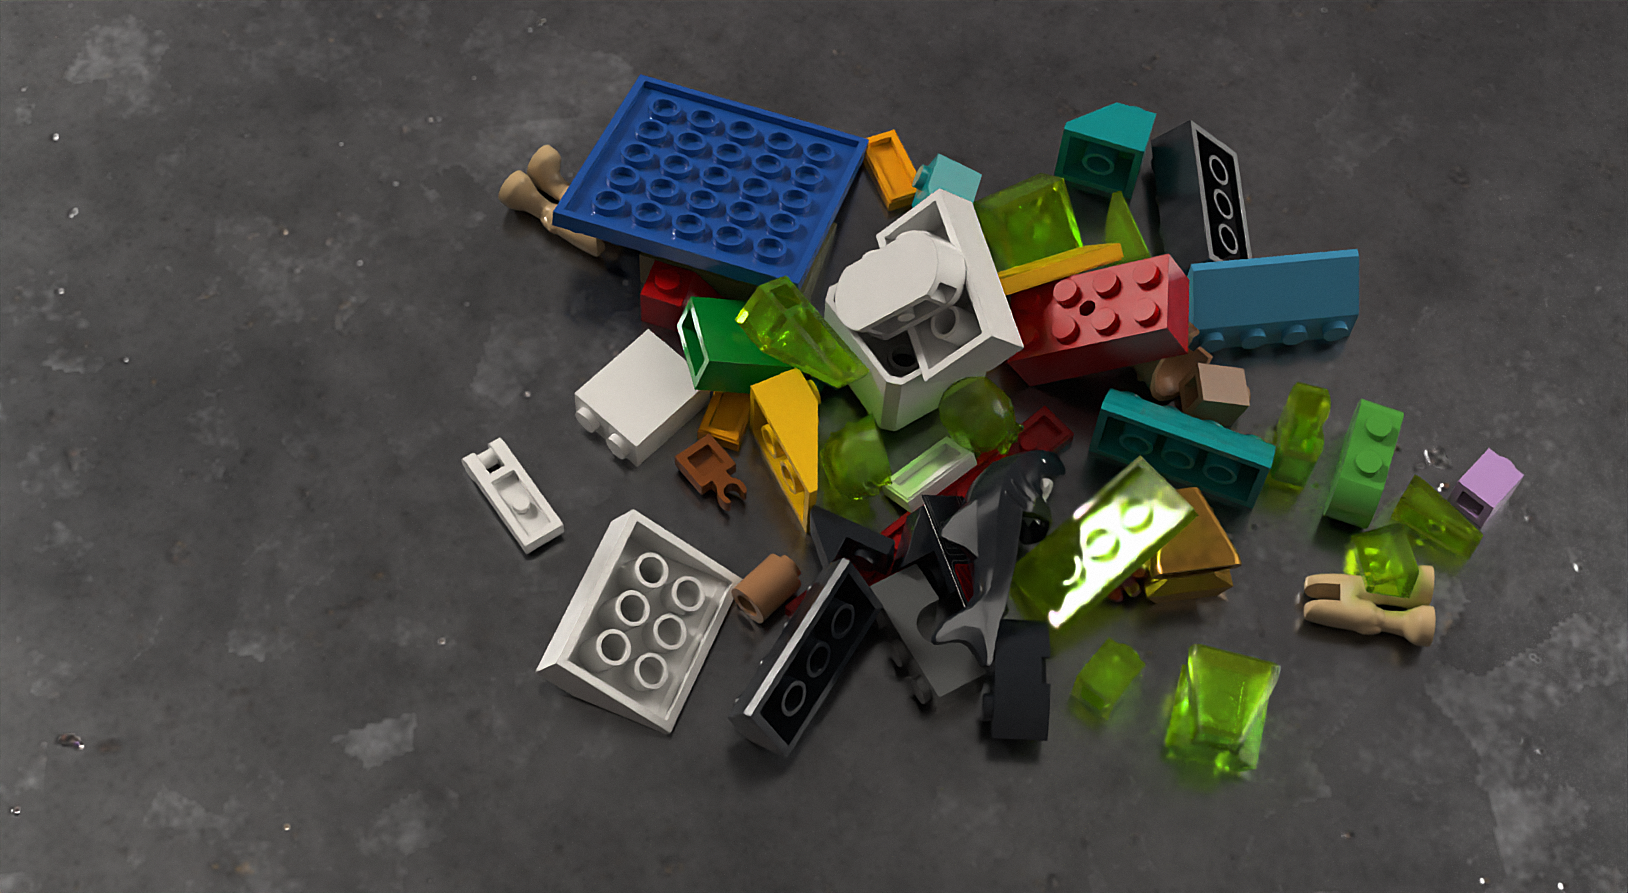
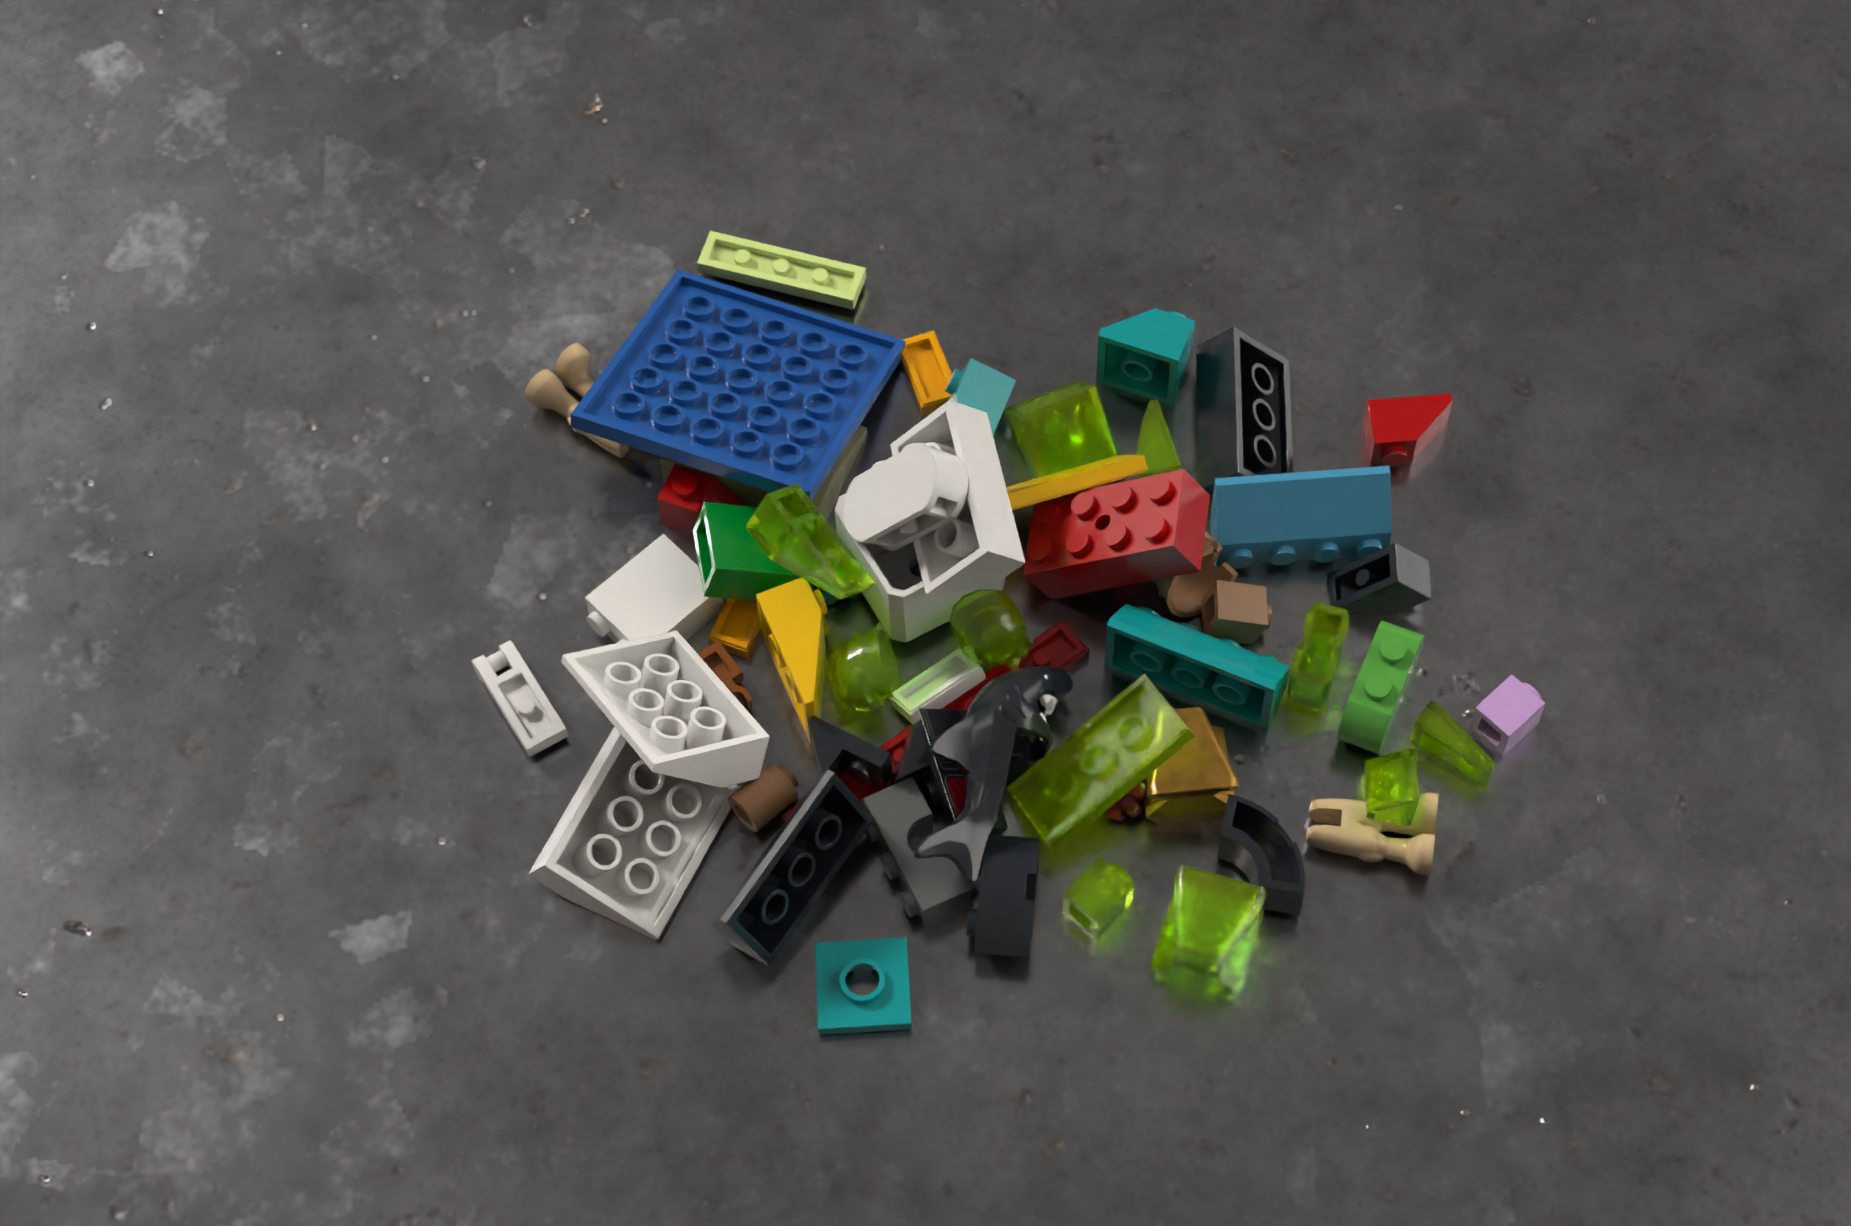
camera: 10 degrees right, 0 degrees up
(676, 501) = (672, 709): none -> white slope
(741, 73) = (781, 270): none -> yellowish green plate
(866, 801) = (883, 1009): none -> teal piece
(1268, 629) = (1264, 853): none -> black brick
(1351, 362) = (1381, 582): none -> black slope
(1352, 214) = (1403, 426): none -> red slope

